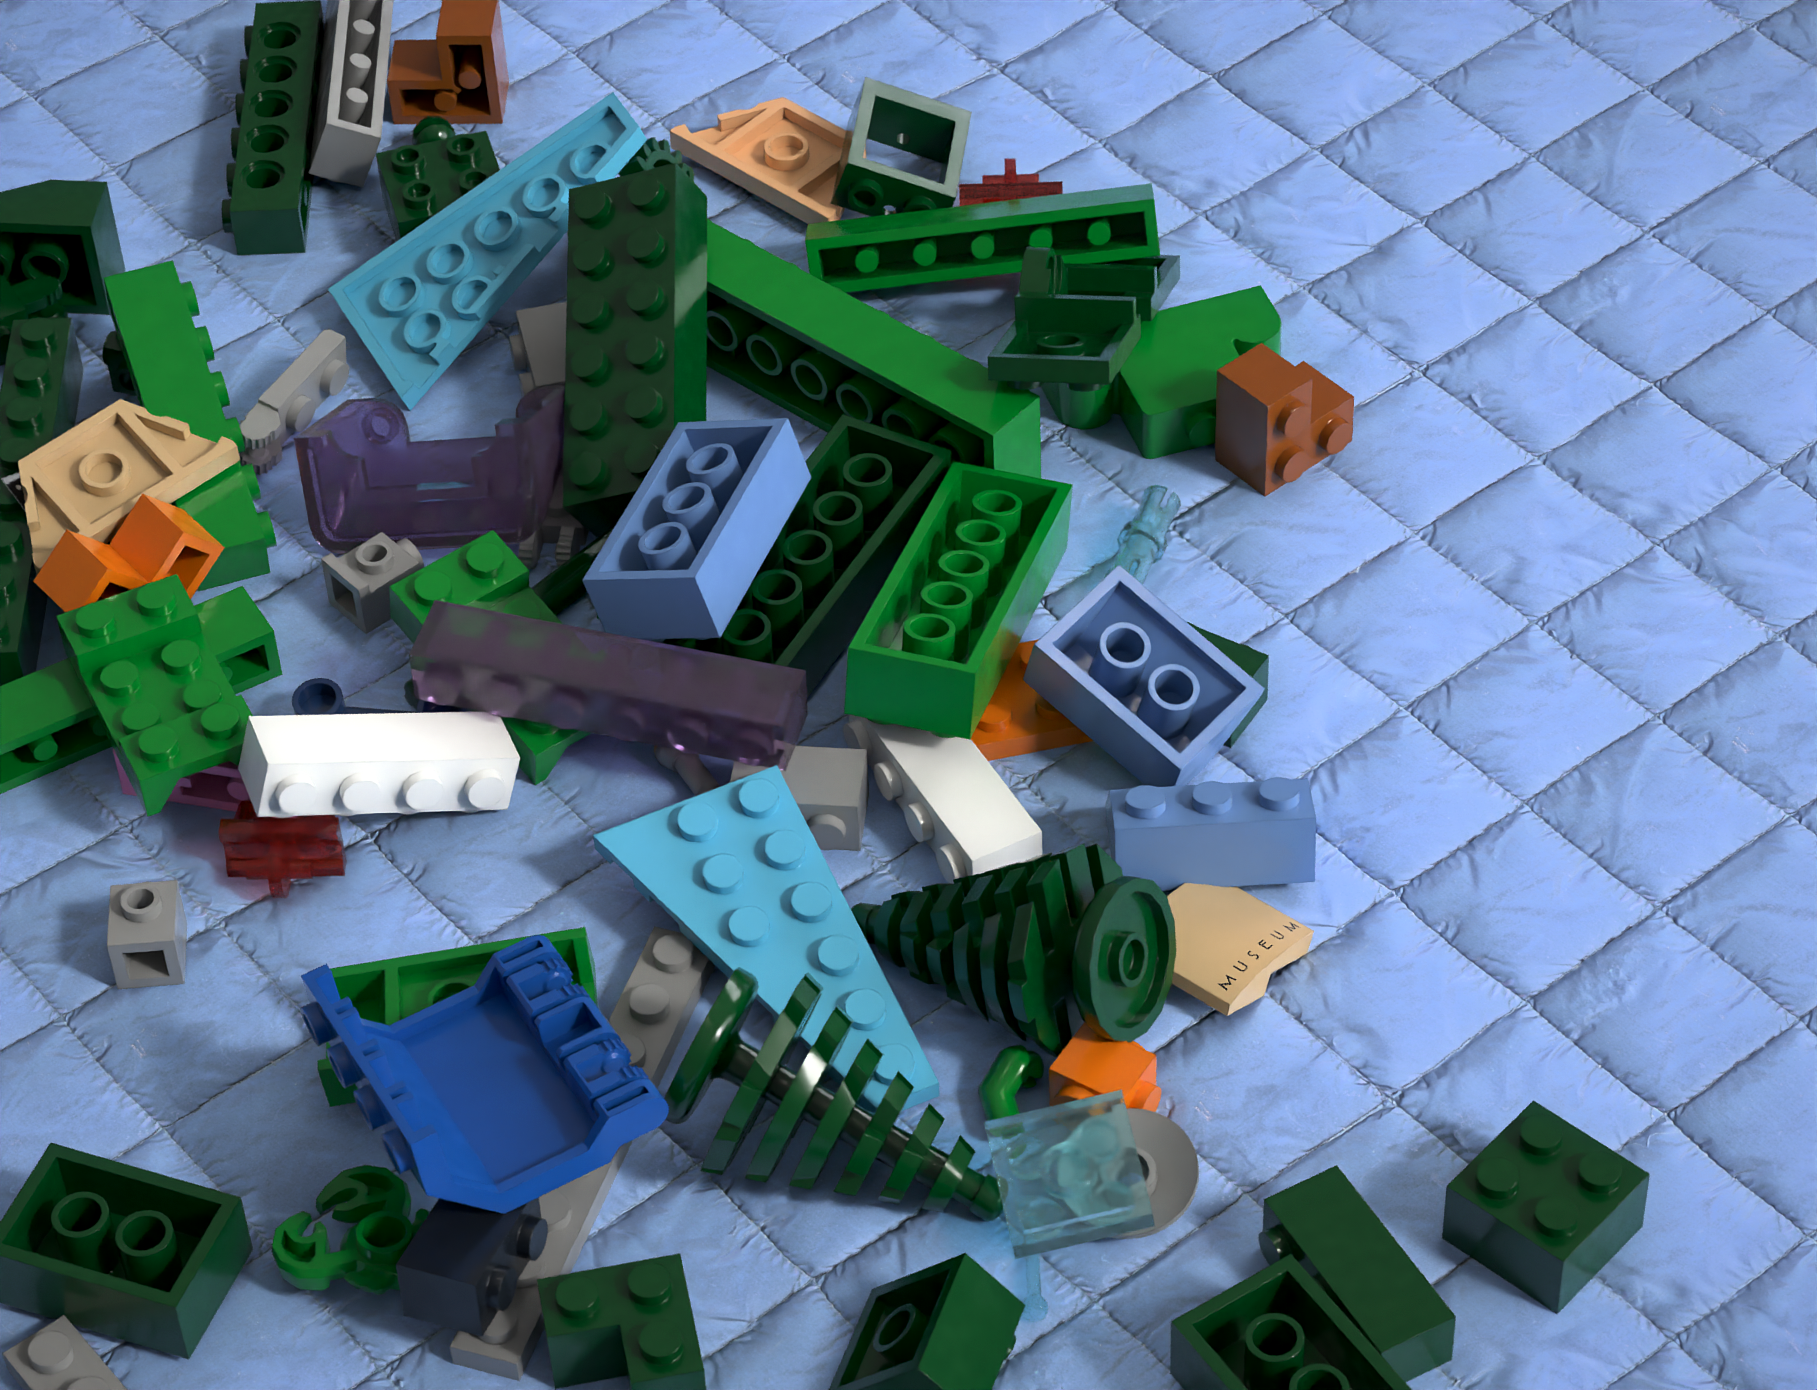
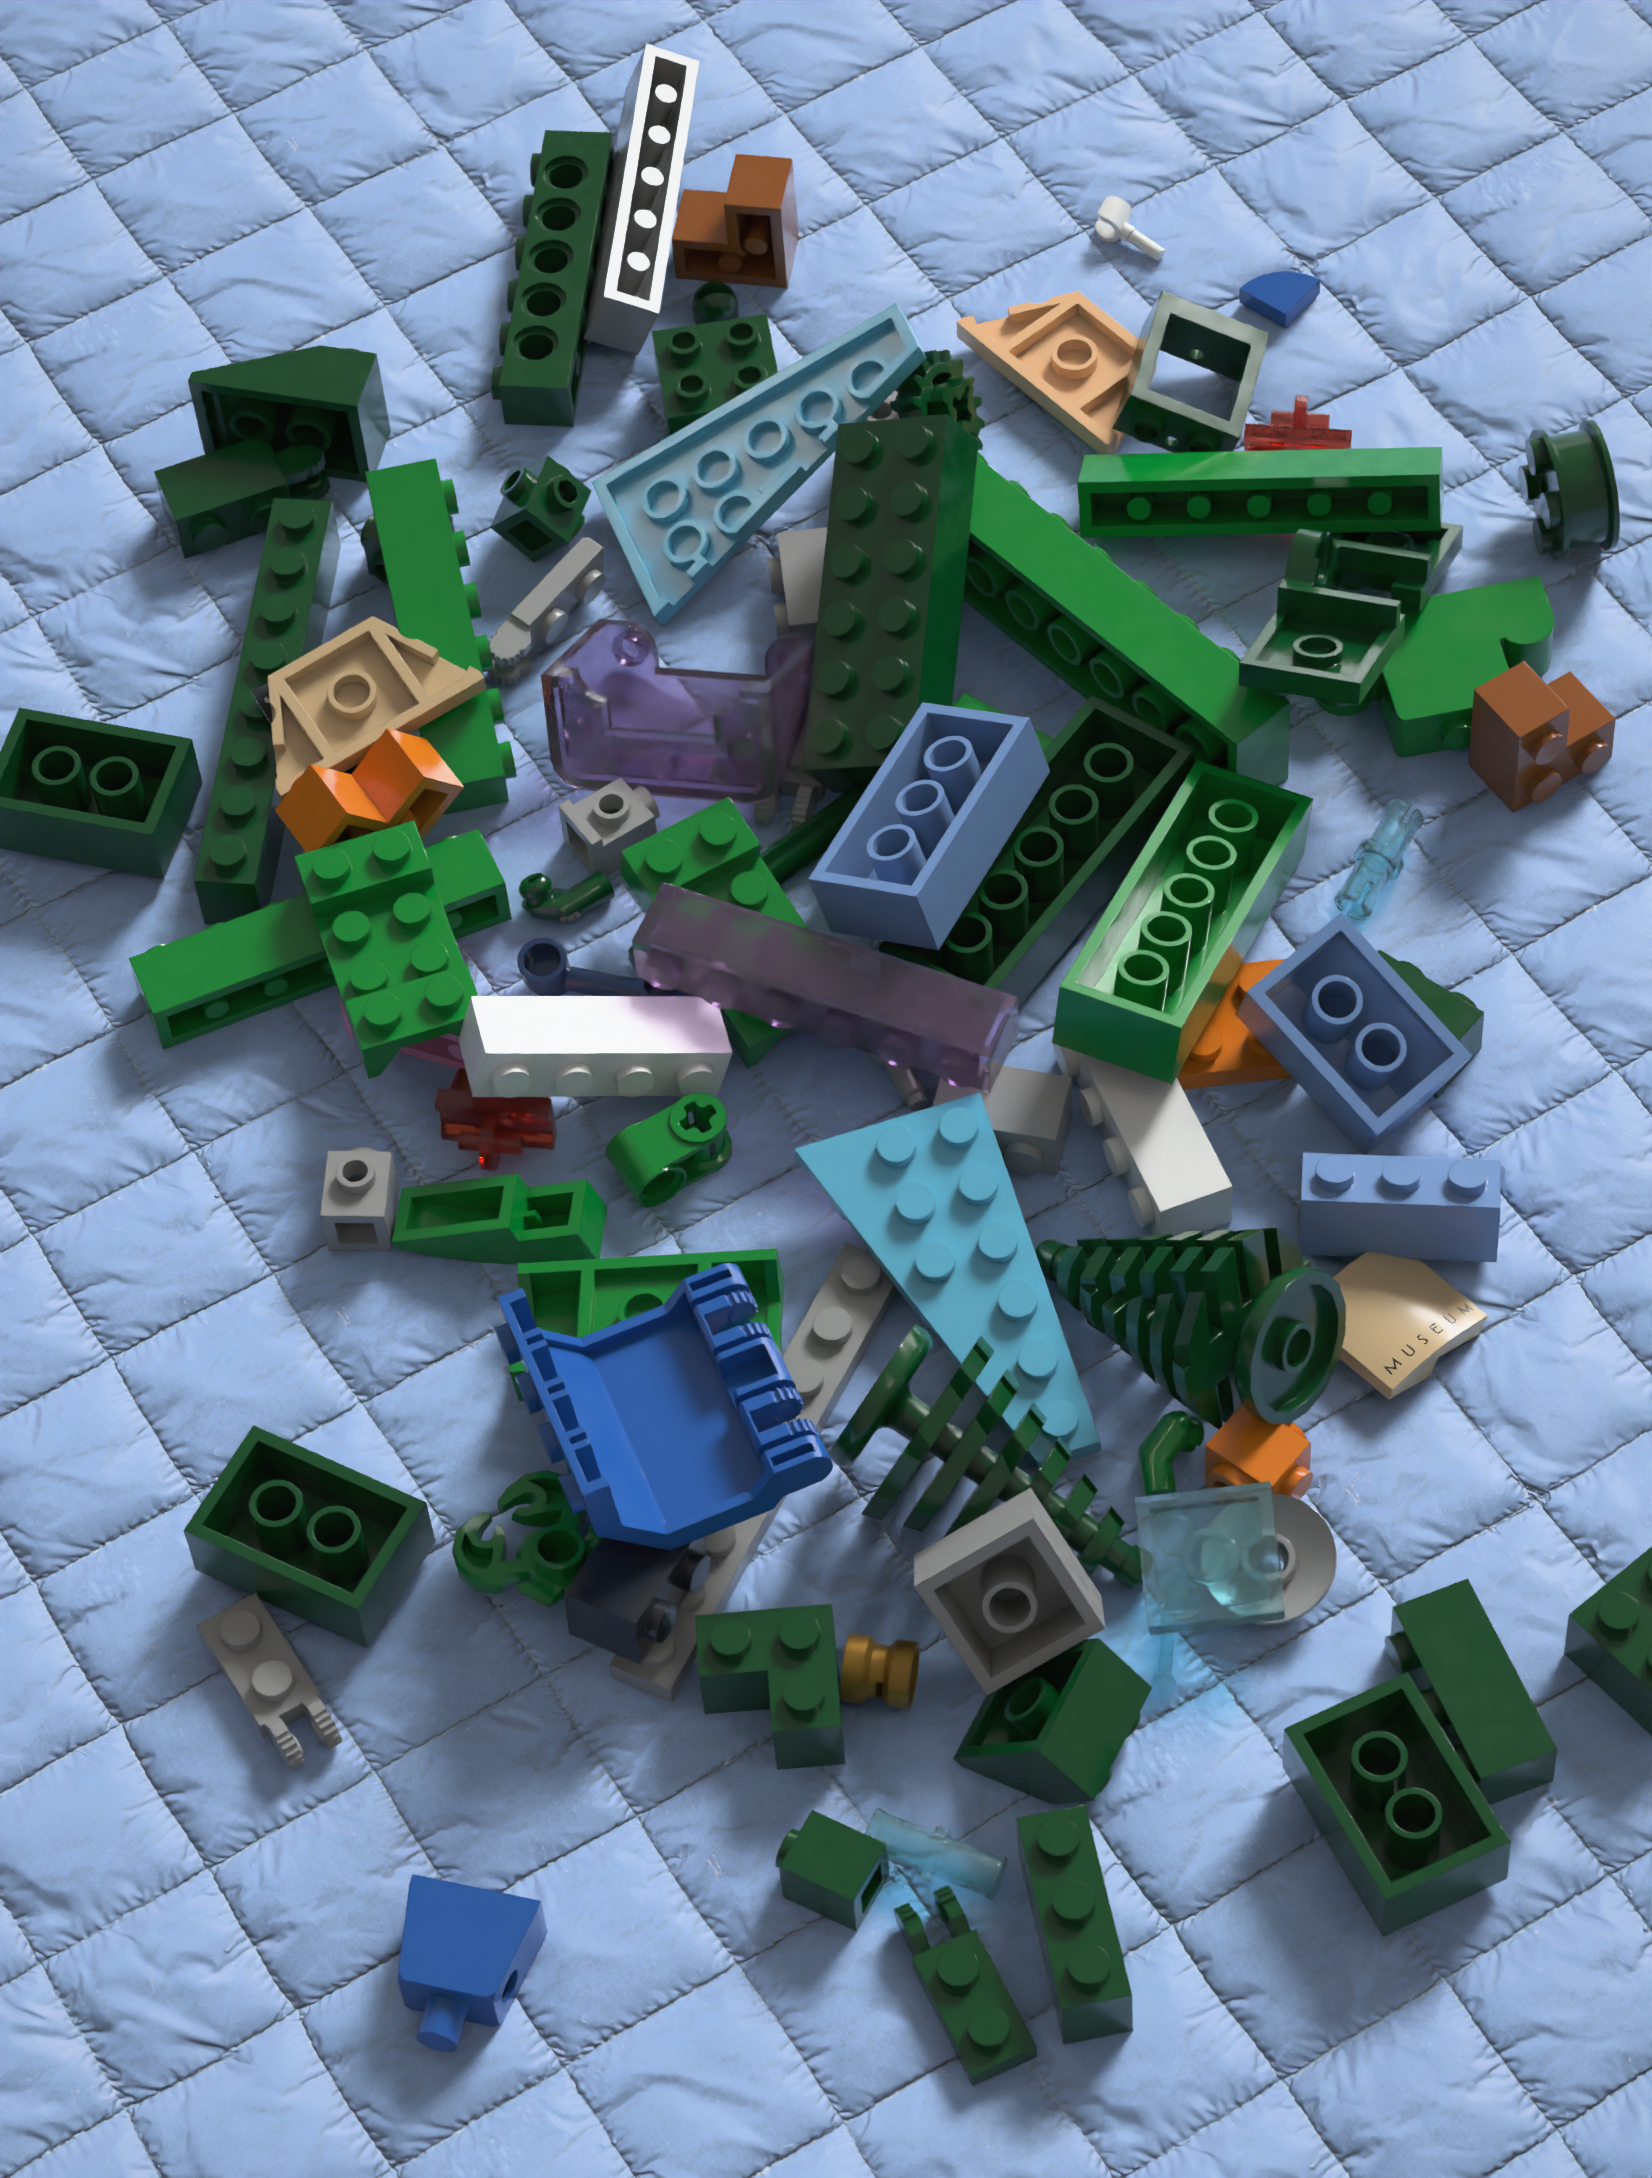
camera: 10 degrees right, 10 degrees up
(279, 313) = (540, 508): none -> dark green brick
(291, 935) = (501, 1221): none -> green slope
(334, 654) = (562, 904): none -> dark green arm
(461, 861) = (669, 1153): none -> green piece
(737, 1321) = (879, 1671): none -> pearl gold wheel
(811, 45) = (1113, 224): none -> white hand
(865, 1220) = (1008, 1591): none -> light grey brick
(975, 89) = (1280, 295): none -> blue tile
(1279, 212) = (1571, 490): none -> dark green wheel

